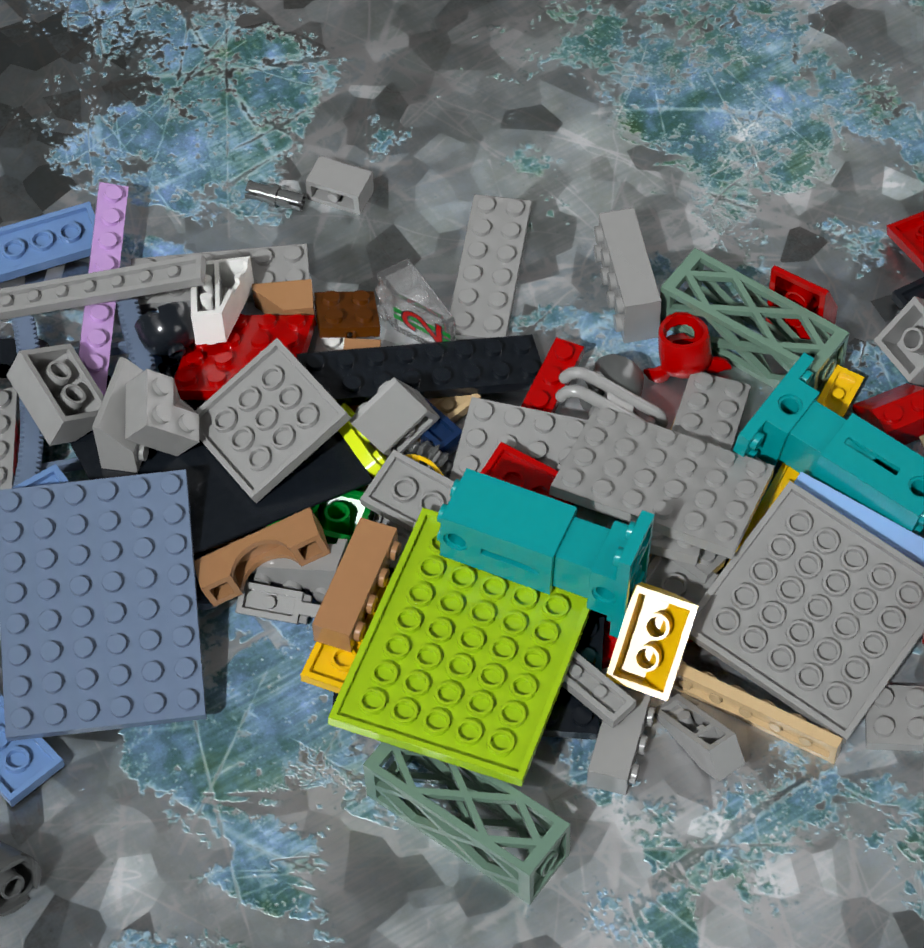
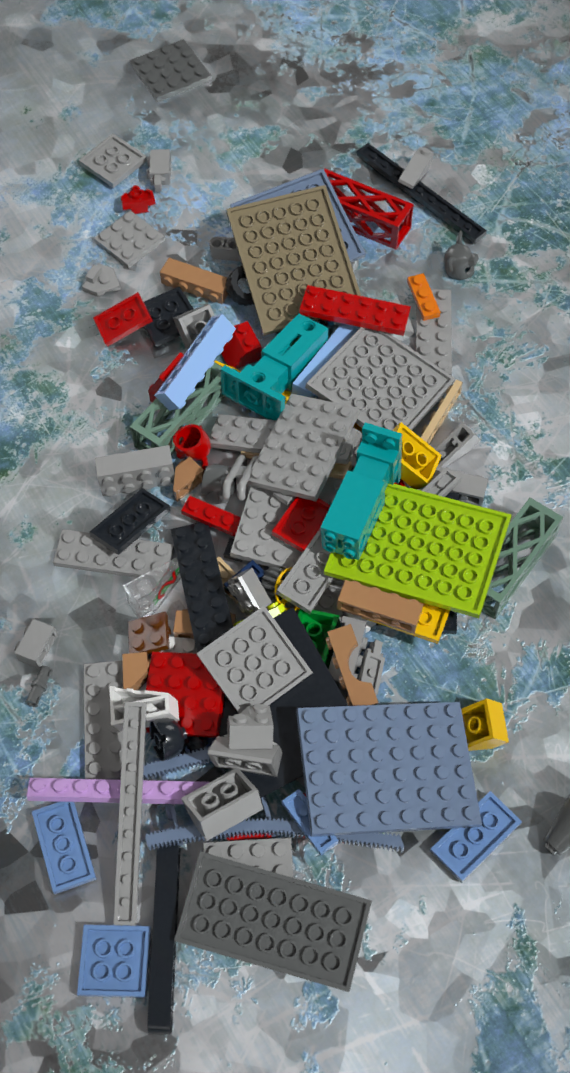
camera: 90 degrees left, 5 degrees up
(170, 757) = (484, 725): none -> yellow slope
(540, 277) = (130, 521): none -> black plate
(626, 342) = (187, 477): none -> medium nougat slope
(815, 317) = (195, 362): none -> light blue brick

